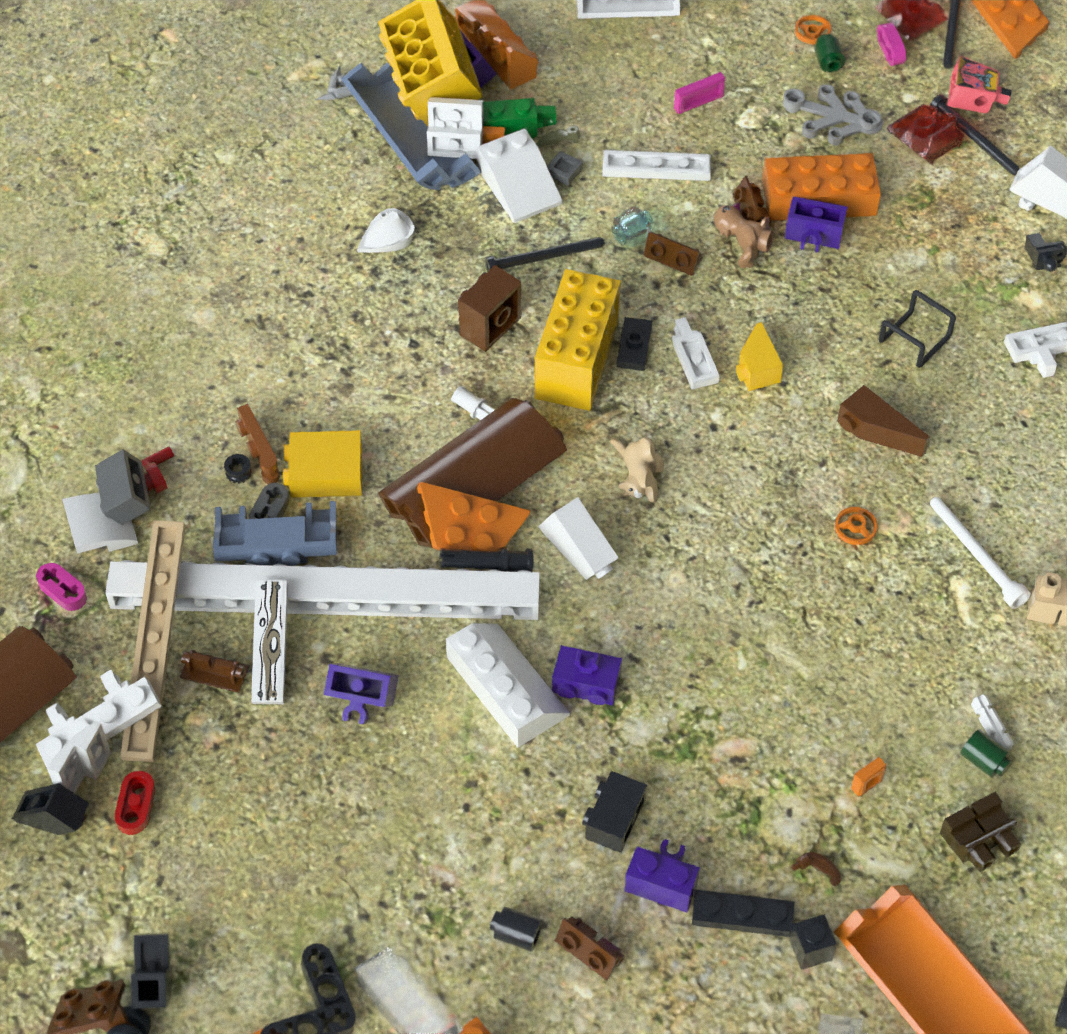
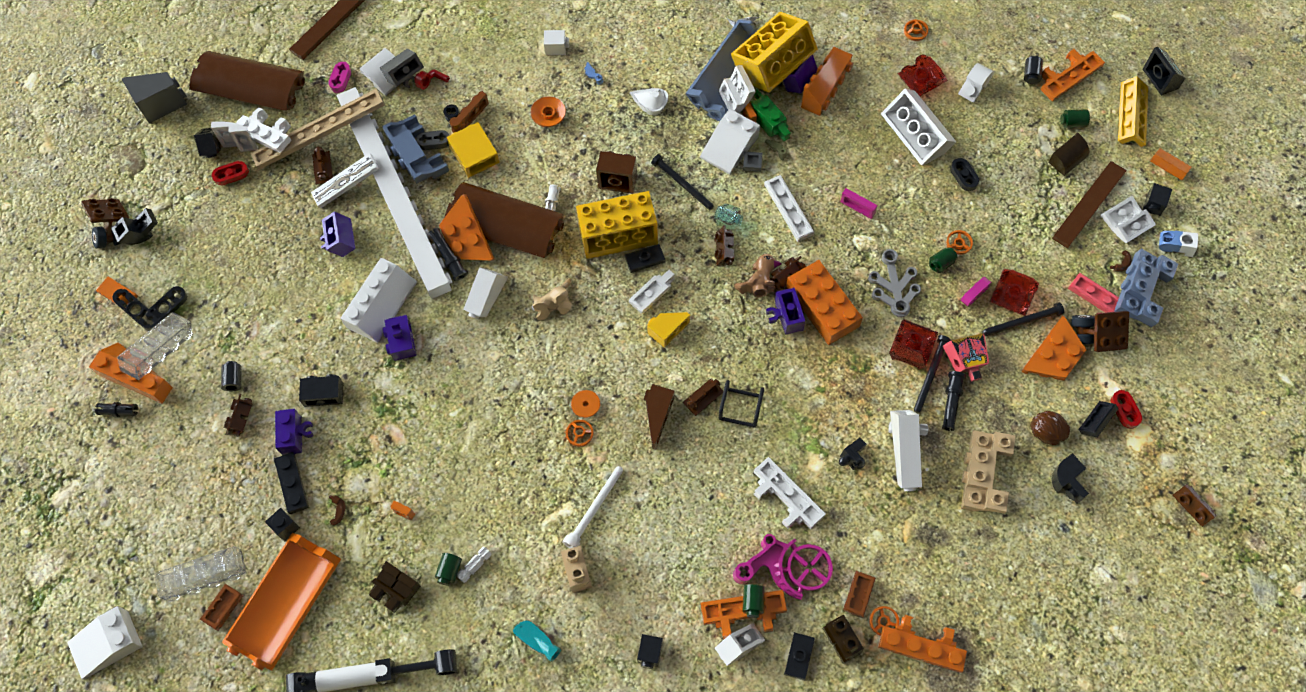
camera: 65 degrees right, 10 degrees up
(212, 295) = (555, 42): none -> white brick
(293, 280) = (591, 73): none -> medium blue piece
(323, 342) = (546, 106): none -> orange dish
(819, 498) = (585, 403): none -> orange piece
(879, 366) = (703, 396): none -> reddish brown hinge
(1012, 124) = (954, 392): none -> black pin

